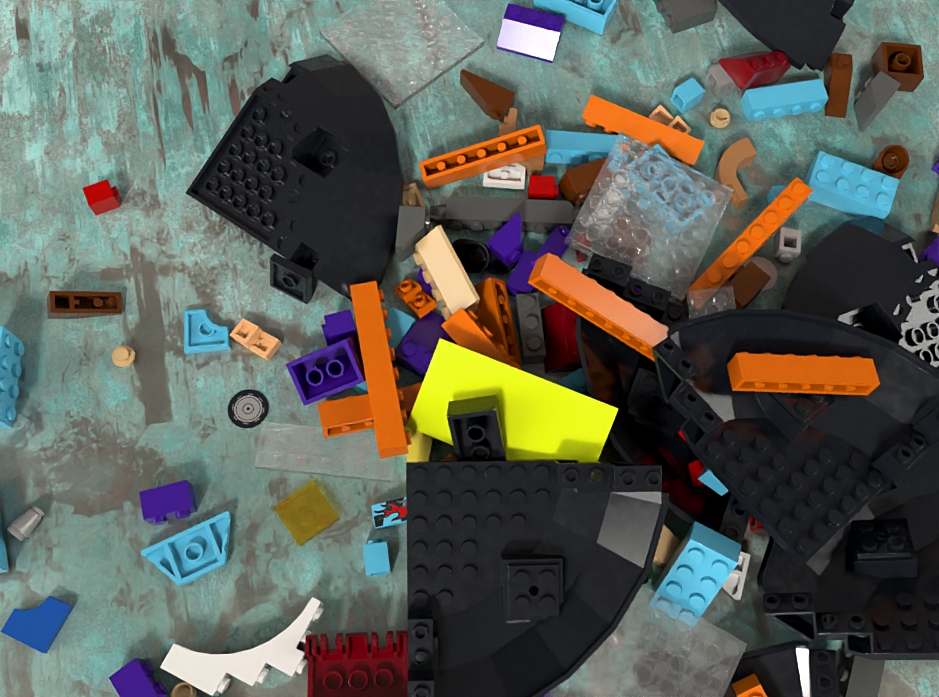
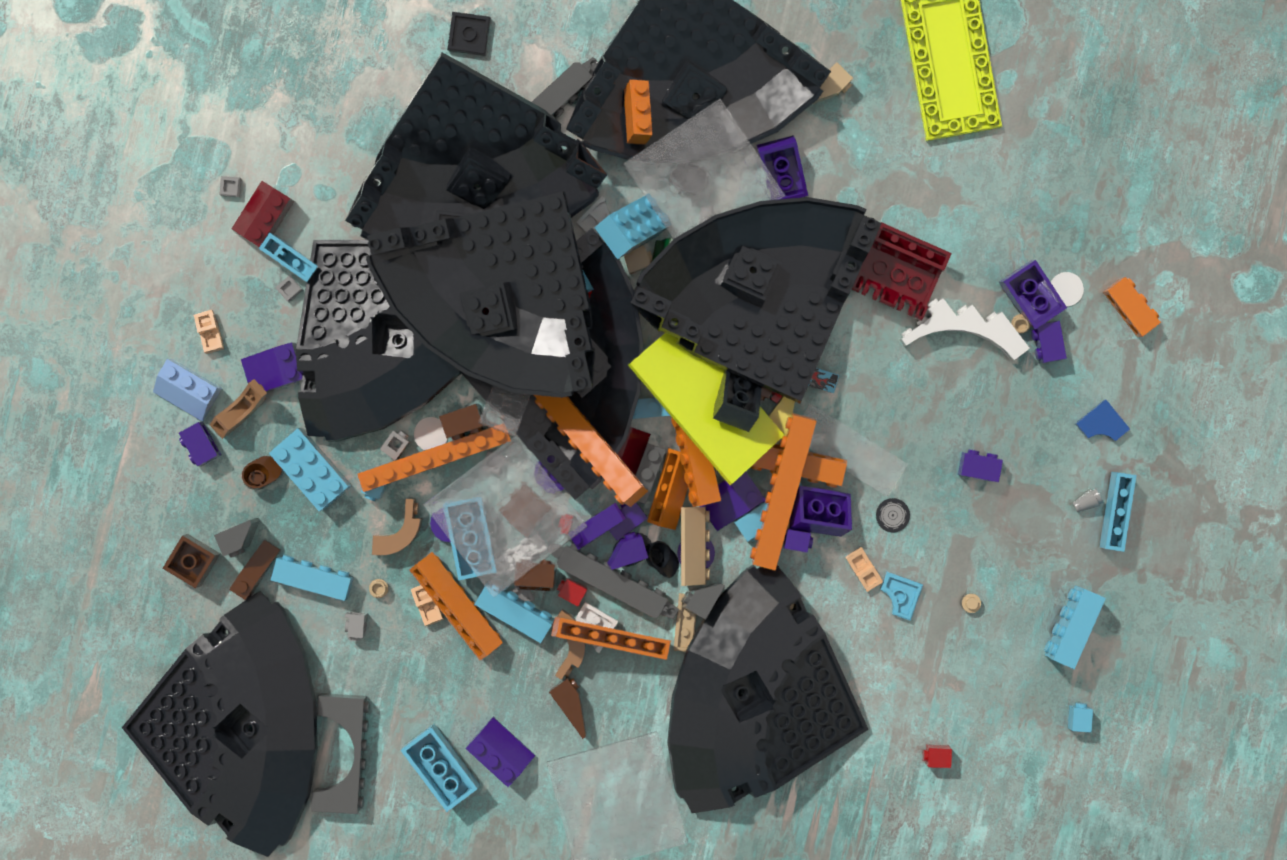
camera: 150 degrees left, 20 degrees up
(82, 304) = (986, 661): reddish brown slope -> none
(193, 550) = (976, 421): medium azure wing -> none
(290, 278) = (816, 603): black tile -> none
(306, 513) = (883, 411): clear yellow tile -> none
(376, 558) = (847, 352): medium azure brick -> none
(414, 298) = (723, 544): orange slope -> none
(687, 95) = (394, 623): medium azure brick -> none
(756, 68) = (322, 620): dark red slope -> none
(802, 374) = (480, 321): orange brick -> none

